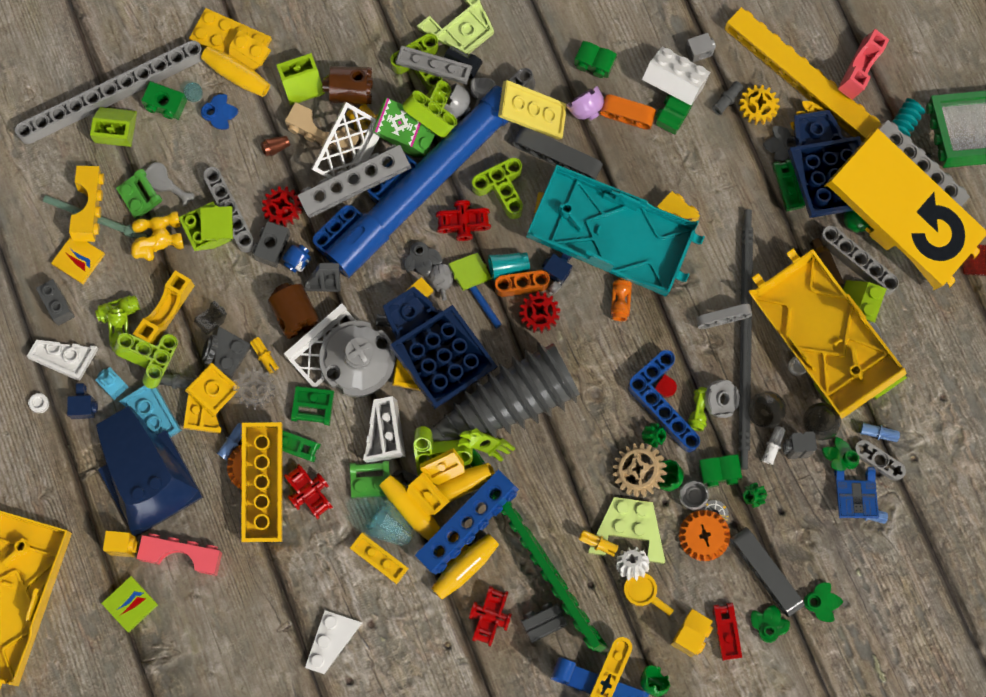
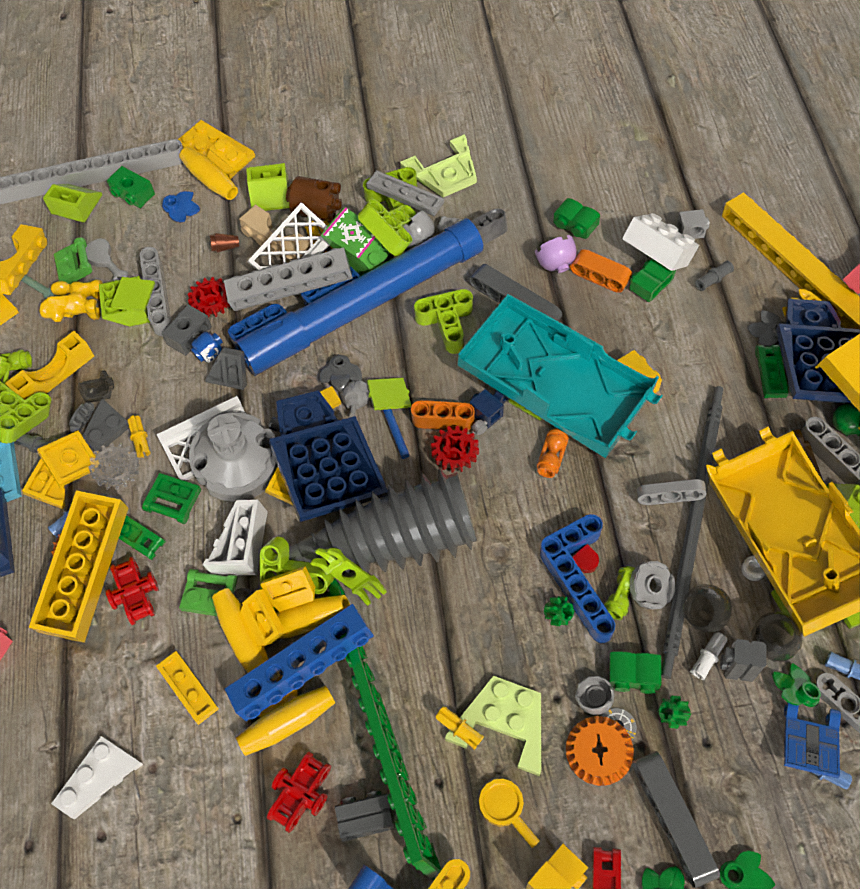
camera: 20 degrees right, 15 degrees down
(193, 92) = (162, 186): clear light blue tile -> none
(293, 309) = (182, 392): reddish brown cylinder -> none
(389, 526) = (208, 649): clear light blue cone -> none
(456, 55) = (449, 200): black piece -> none
(469, 220) = (395, 342): red axle -> none
(508, 264) = (432, 391): teal plant -> none
(532, 110) = (496, 247): light yellow tile -> none
(632, 563) = (497, 764): white gear -> none
(635, 455) = (541, 656): tan gear -> none
(673, 478) = (569, 664): green hair -> none
(767, 103) = (759, 288): yellow gear -> none

